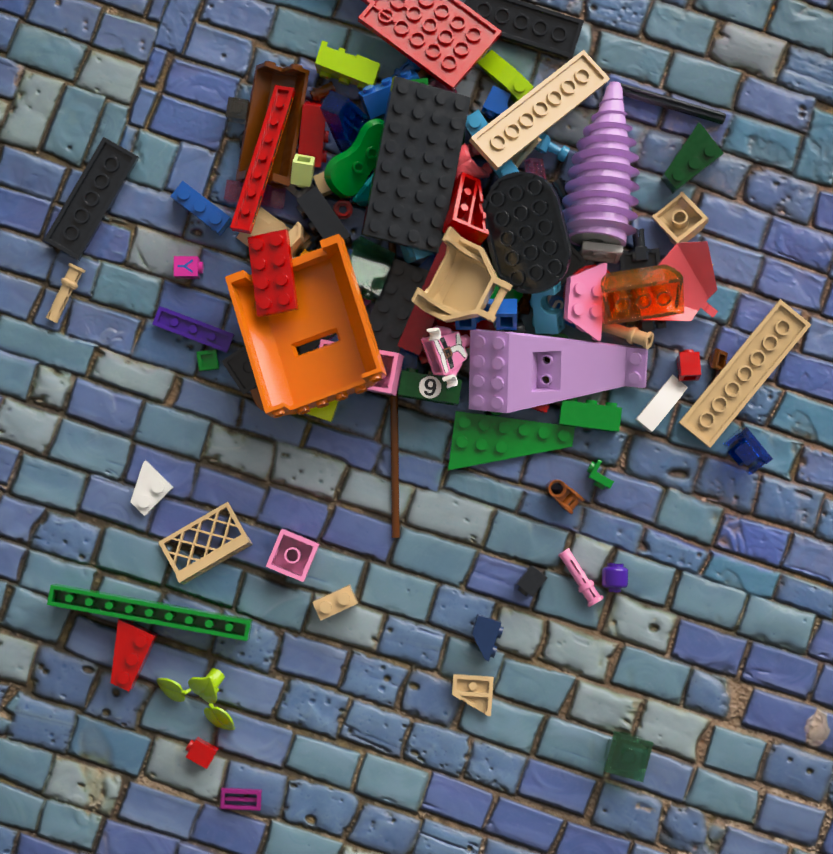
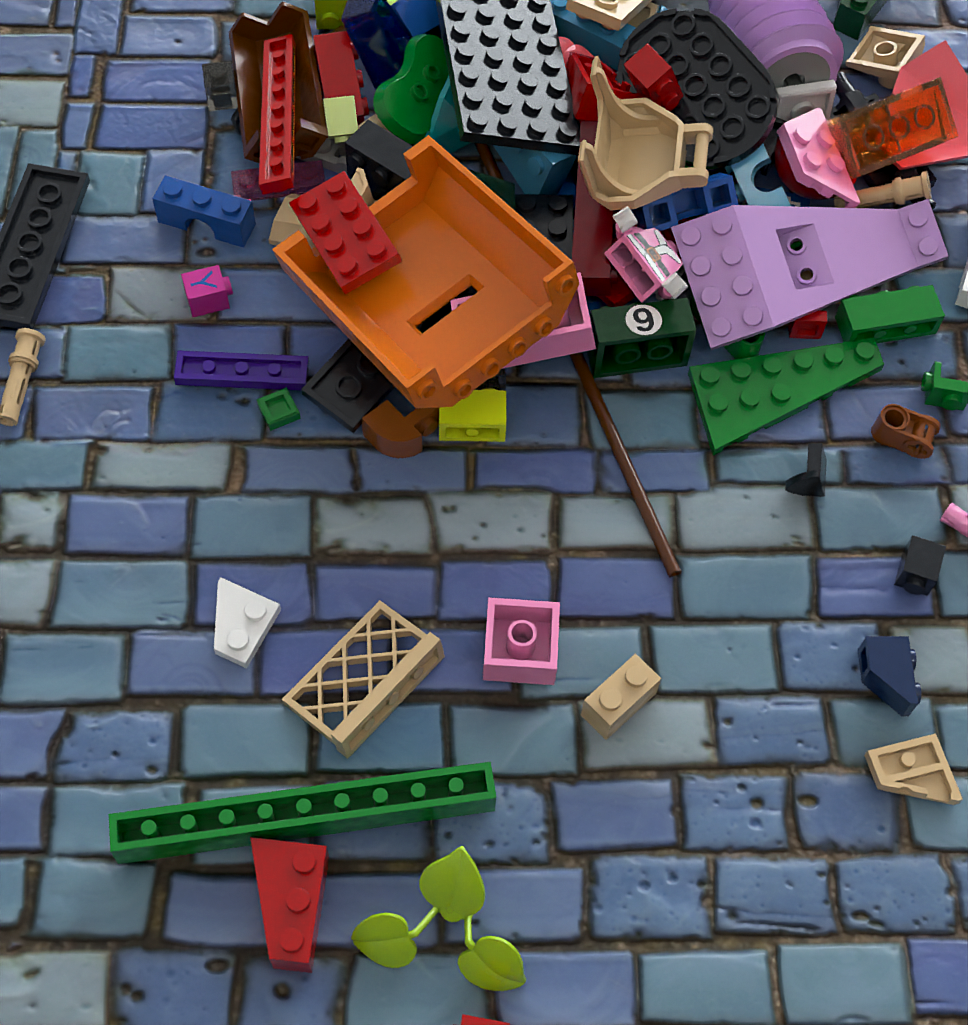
camera: 20 degrees left, 25 degrees down
(496, 229) = (654, 78): none -> red brick
(498, 505) = (814, 480): none -> black tile

